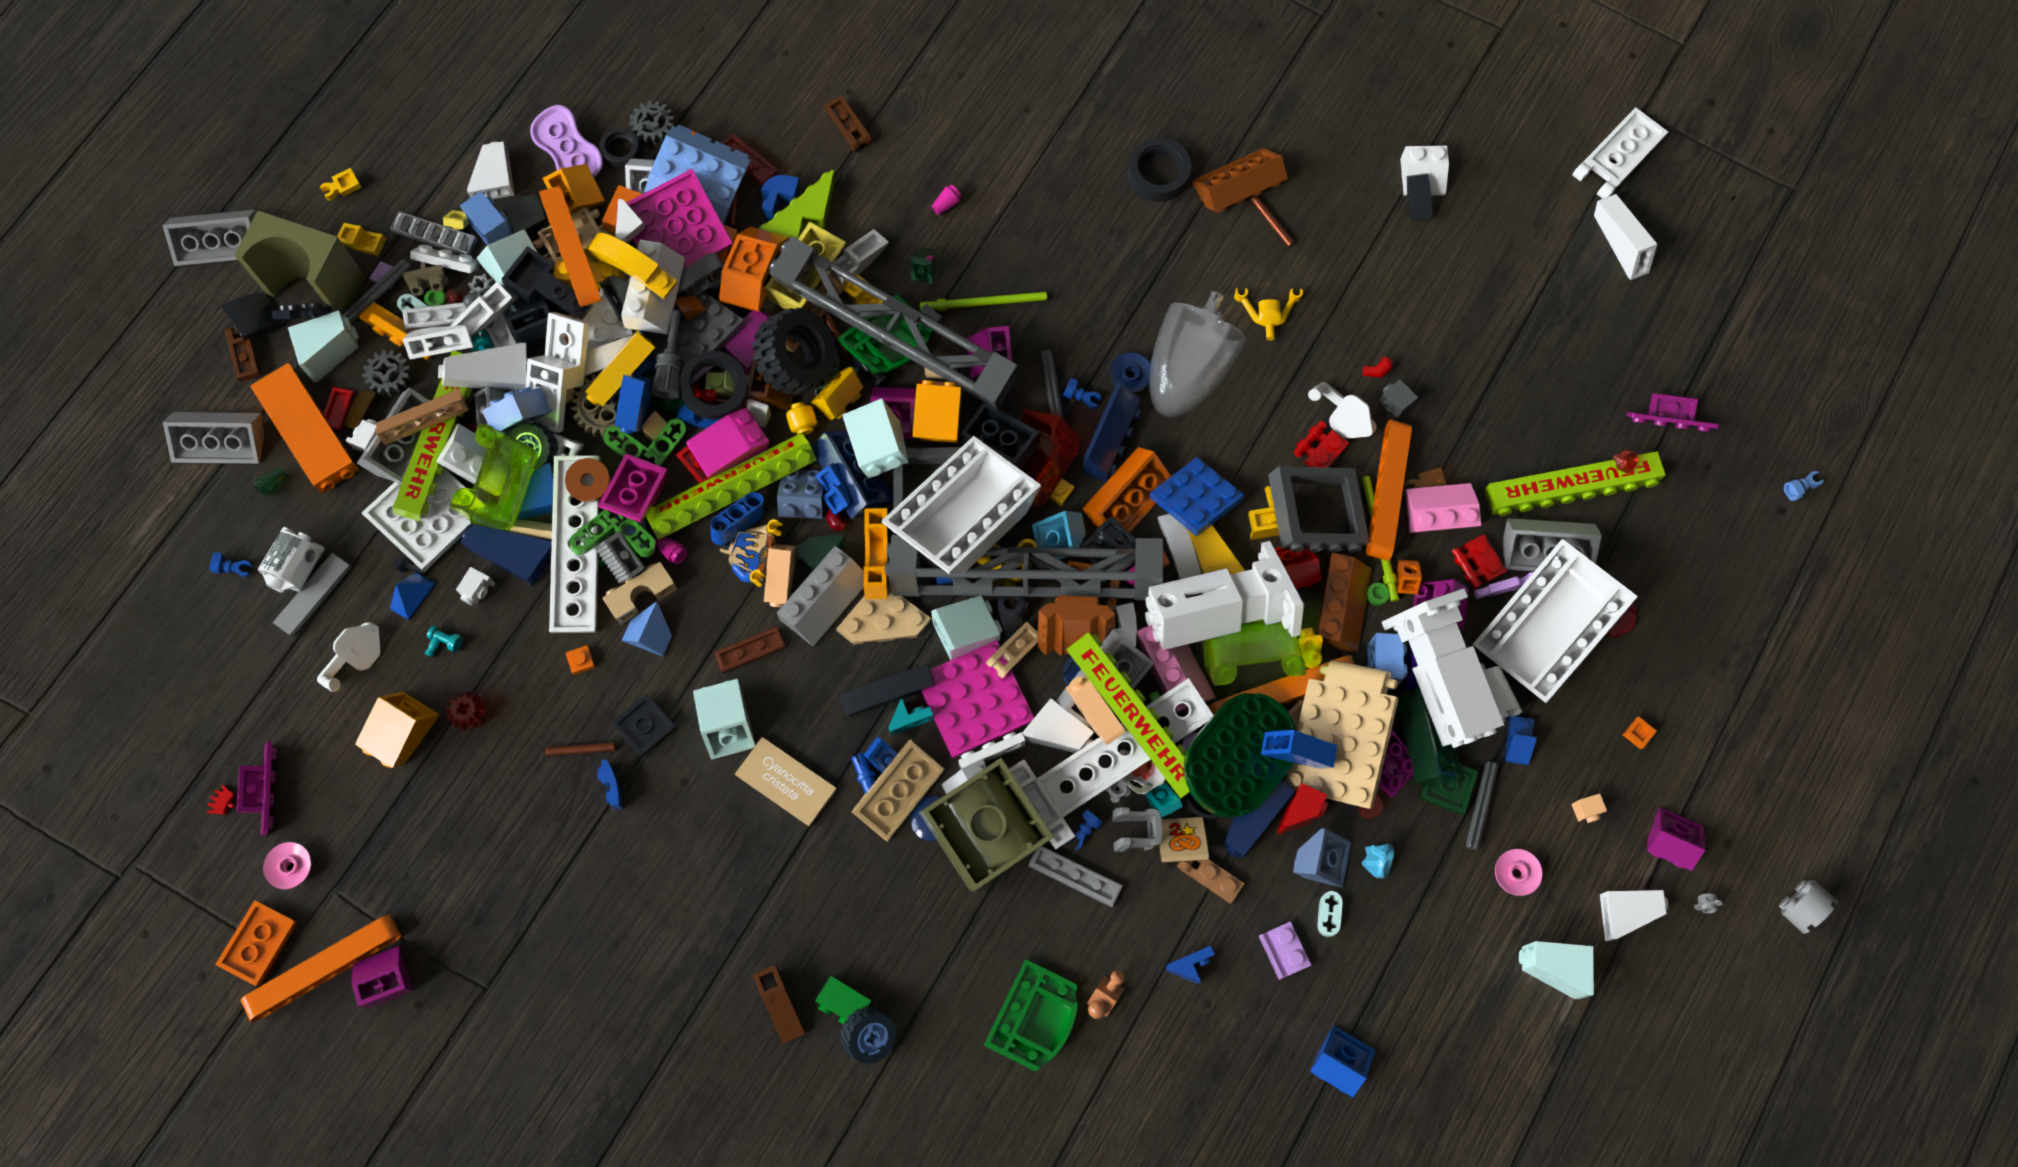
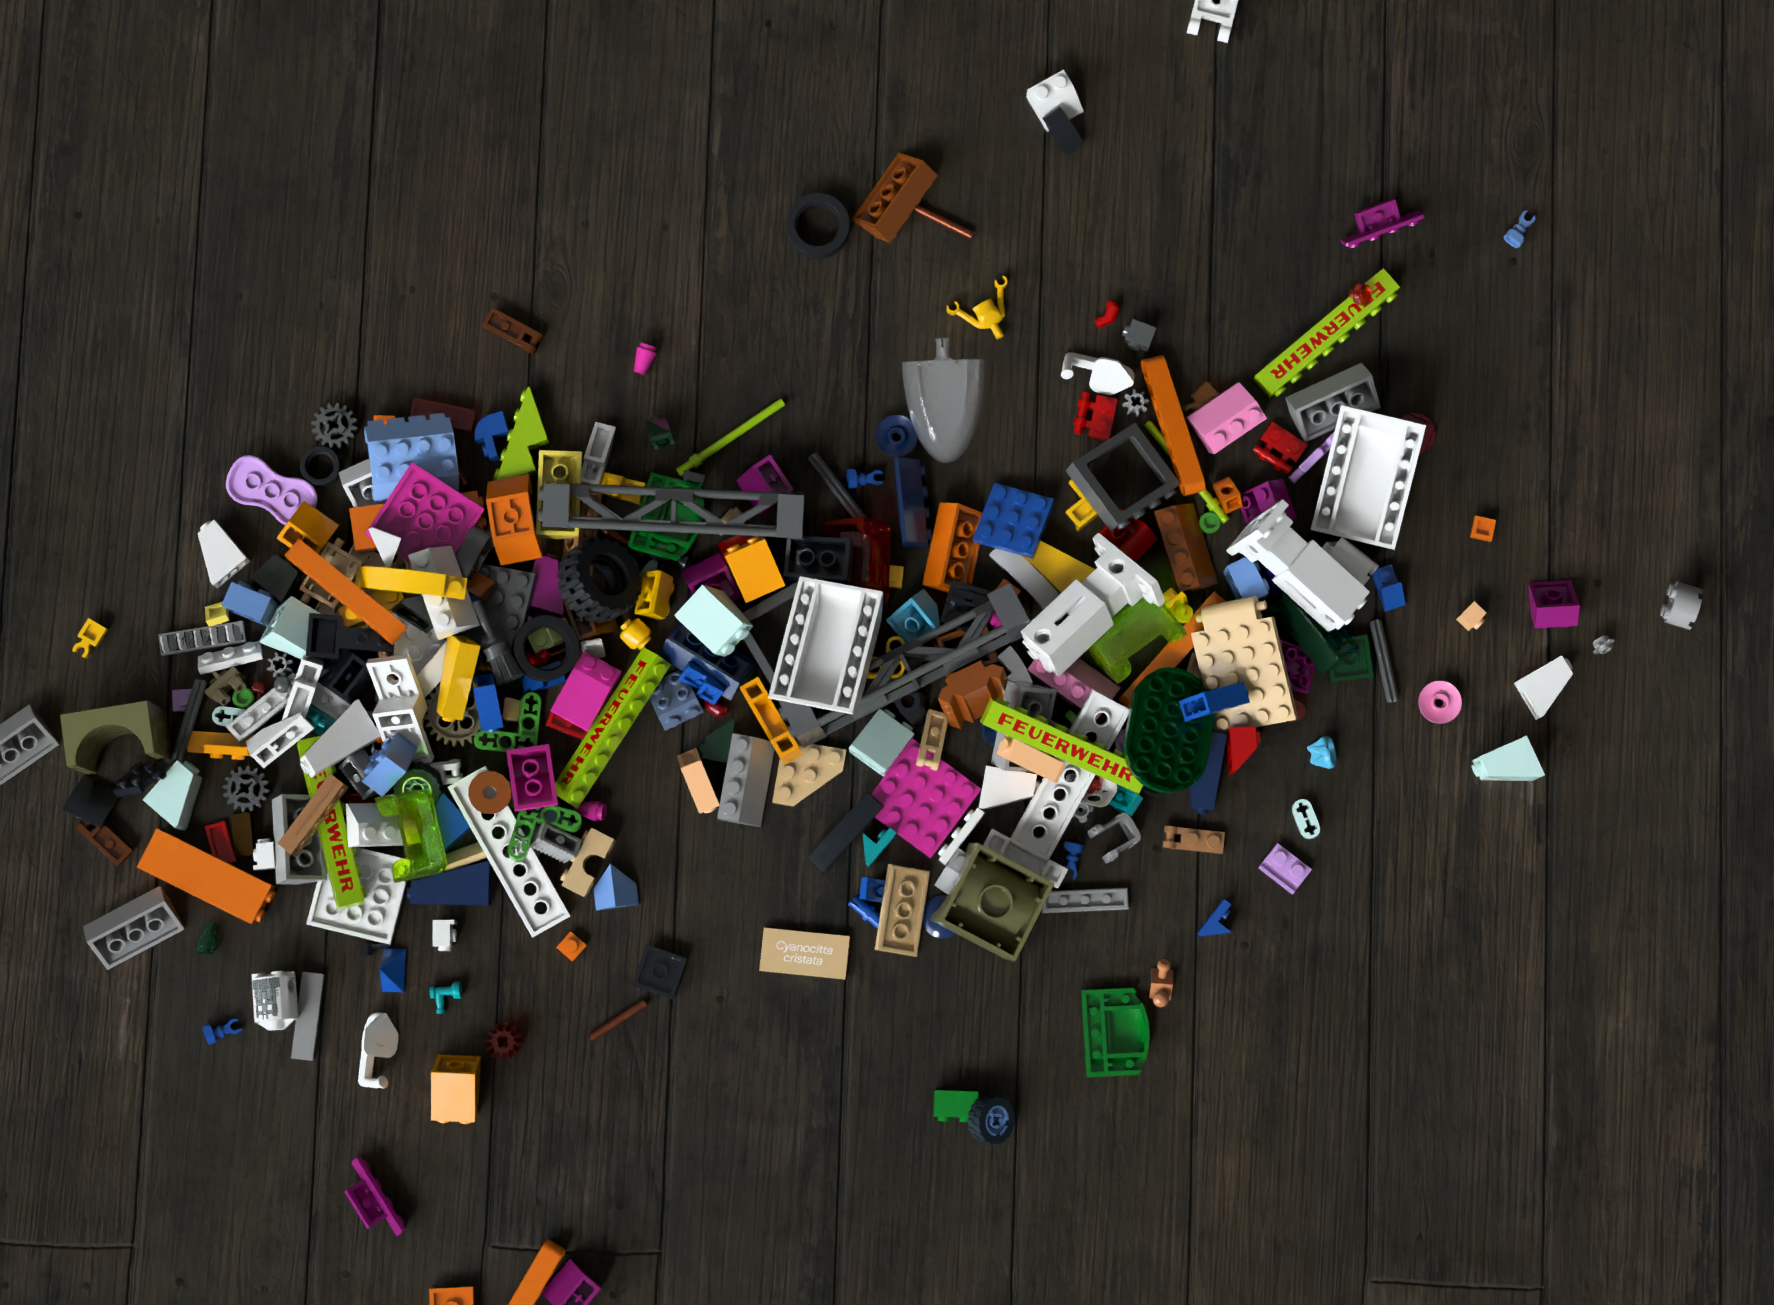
camera: 25 degrees left, 10 degrees up
(223, 802) = (347, 1226): red piece -> none
(278, 860) = (426, 1247): bright pink dish -> none
(361, 240) = (140, 678): yellow slope -> none
(608, 778) = (657, 1030): blue slope -> none
(723, 719) = (723, 930): light aqua slope -> none
(737, 518) = (636, 762): blue beam -> none
(750, 552) = (663, 776): torso -> none
(750, 650) = (709, 859): copper tile -> none
(779, 1004) = (905, 1135): reddish brown slope -> none
(1183, 840) = (1157, 823): tan tile -> none
(1323, 858) = (1278, 776): sand blue slope -> none
(1343, 1061) = (1375, 932): blue slope -> none
(1363, 459) = (1135, 396): none -> light grey gear
(1626, 236) = (1261, 72): white slope -> none

